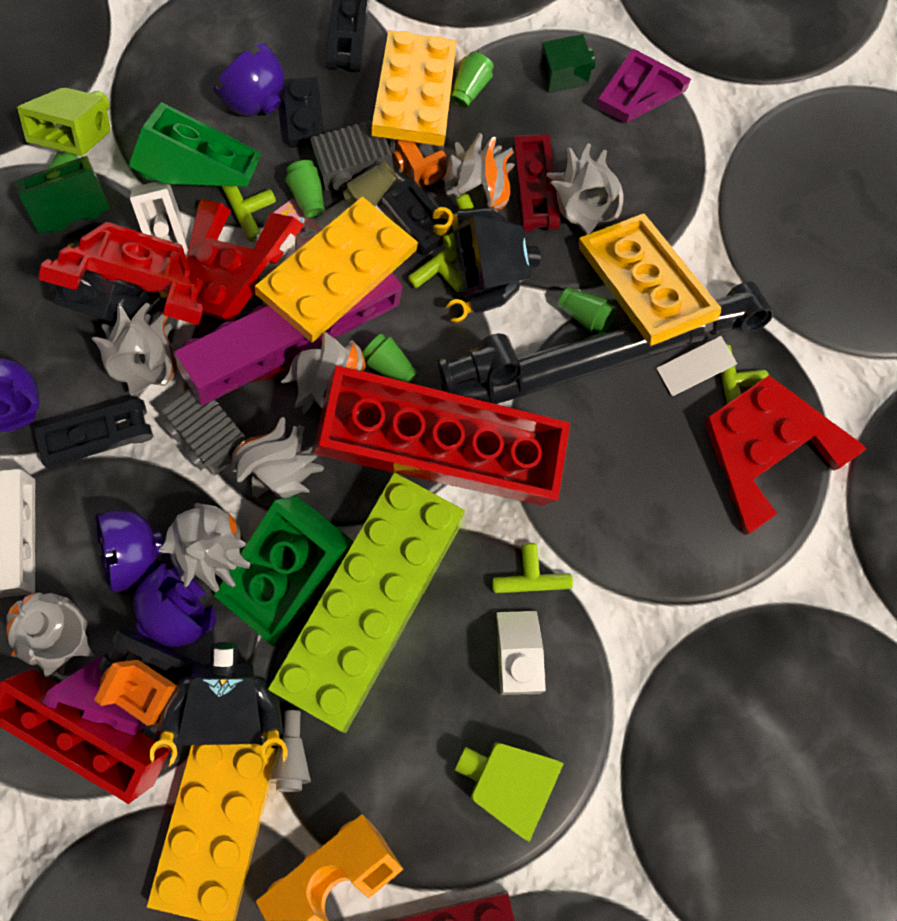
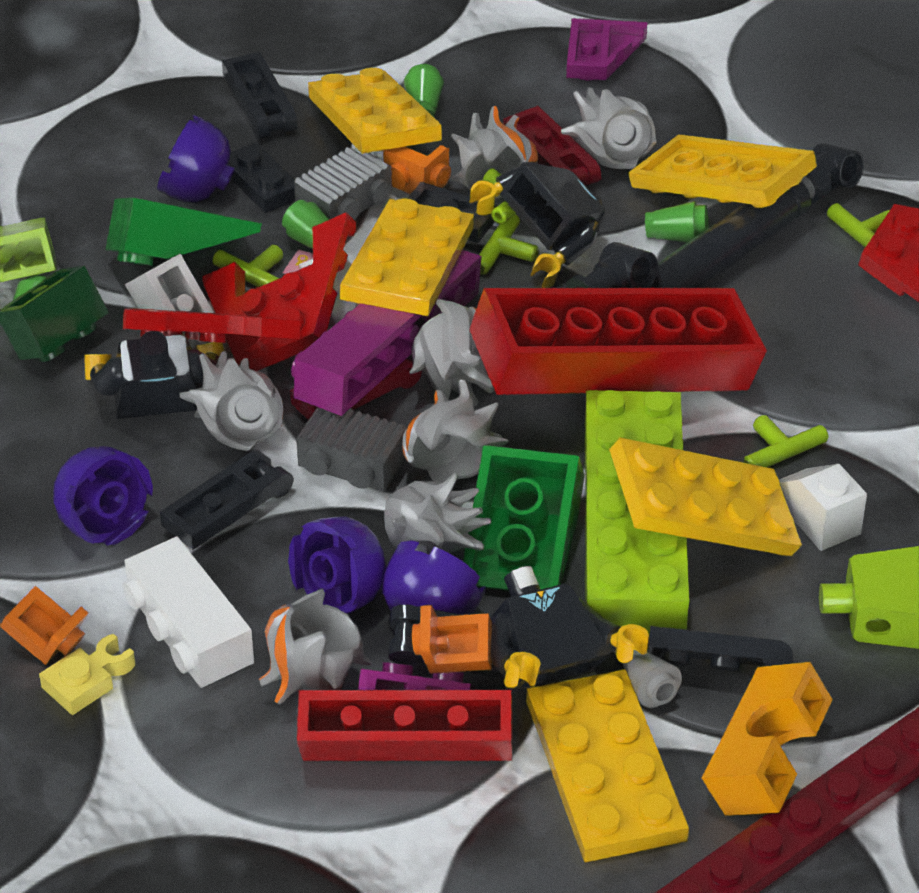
camera: 25 degrees left, 30 degrees down
(354, 773) = (723, 650): none -> black plate
(371, 184) = (391, 186): olive cone -> none
(413, 633) = (704, 497): none -> yellow plate
(566, 63) = (512, 51): dark green brick -> none
(697, 366) = (818, 231): white sticker -> none

